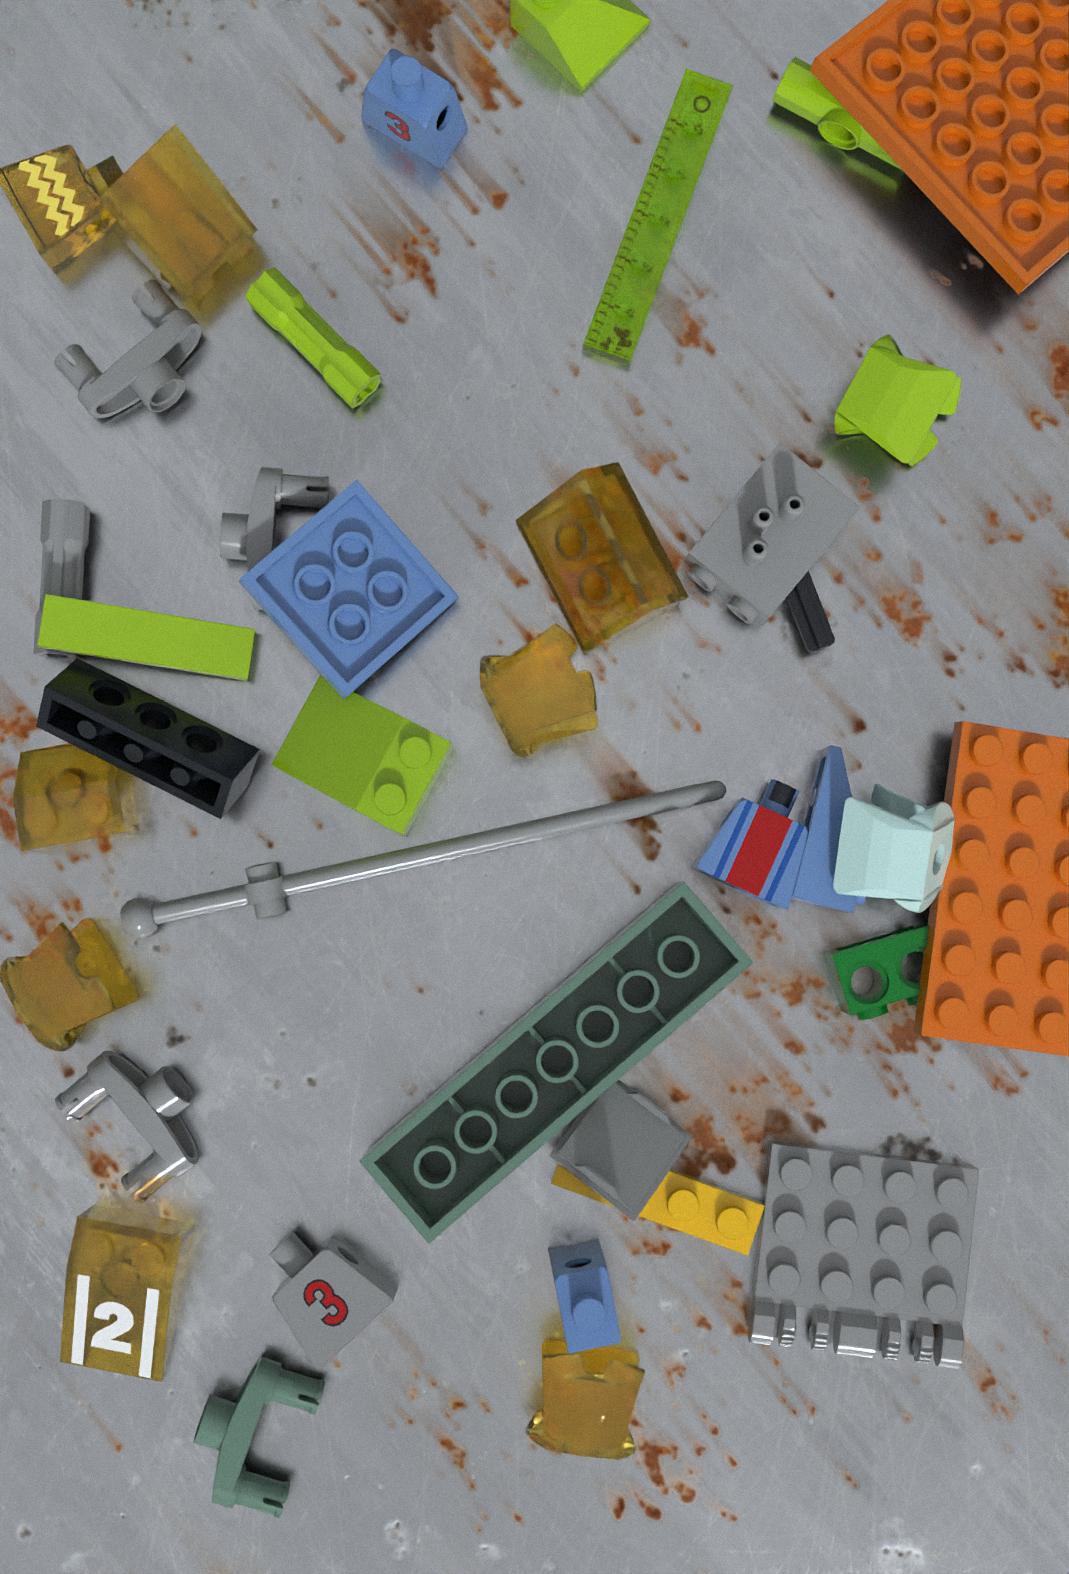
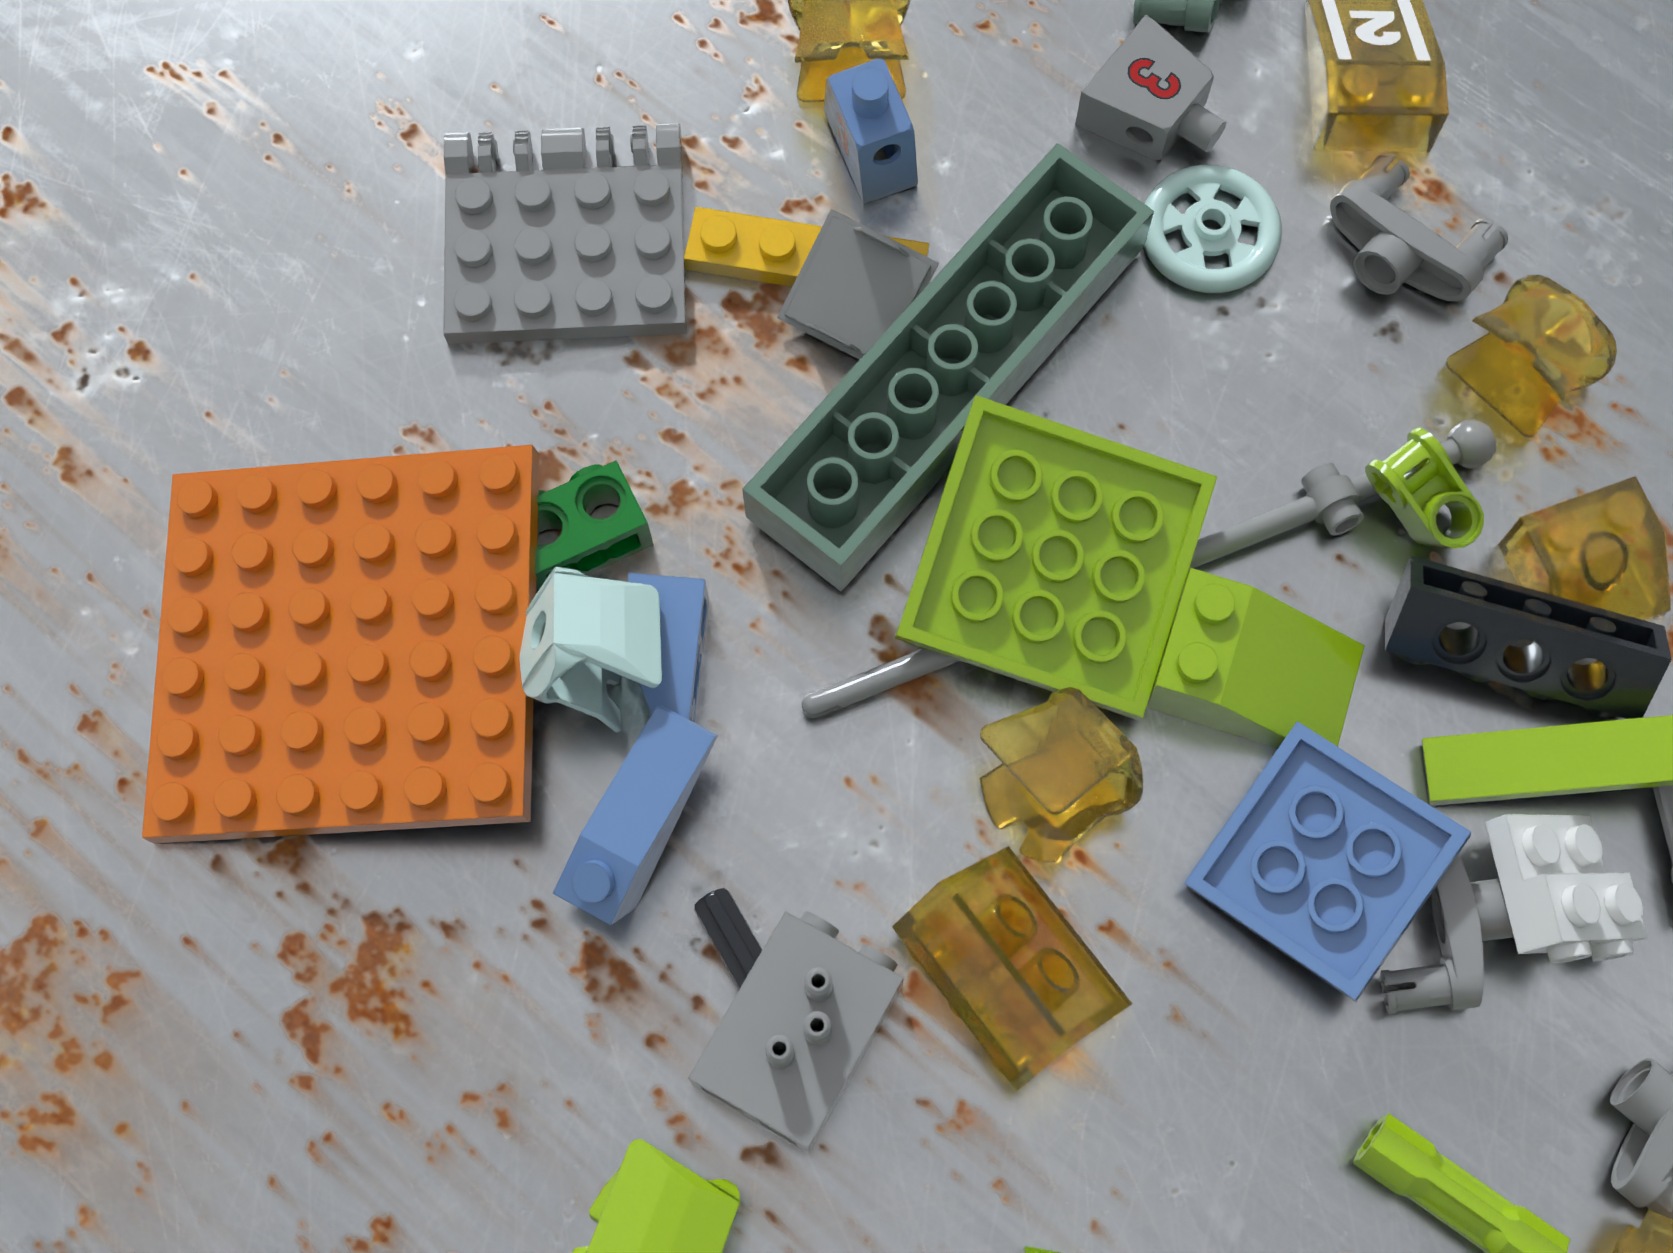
camera: 170 degrees right, 15 degrees down
(177, 537) = (1560, 890): none -> white plate
(194, 877) = (1418, 483): none -> lime piece
(332, 1126) = (1188, 266): none -> light aqua plate
(505, 867) = (1056, 557): none -> lime plate
(758, 847) = (754, 638): torso -> none
(874, 708) = (635, 817): none -> medium blue slope

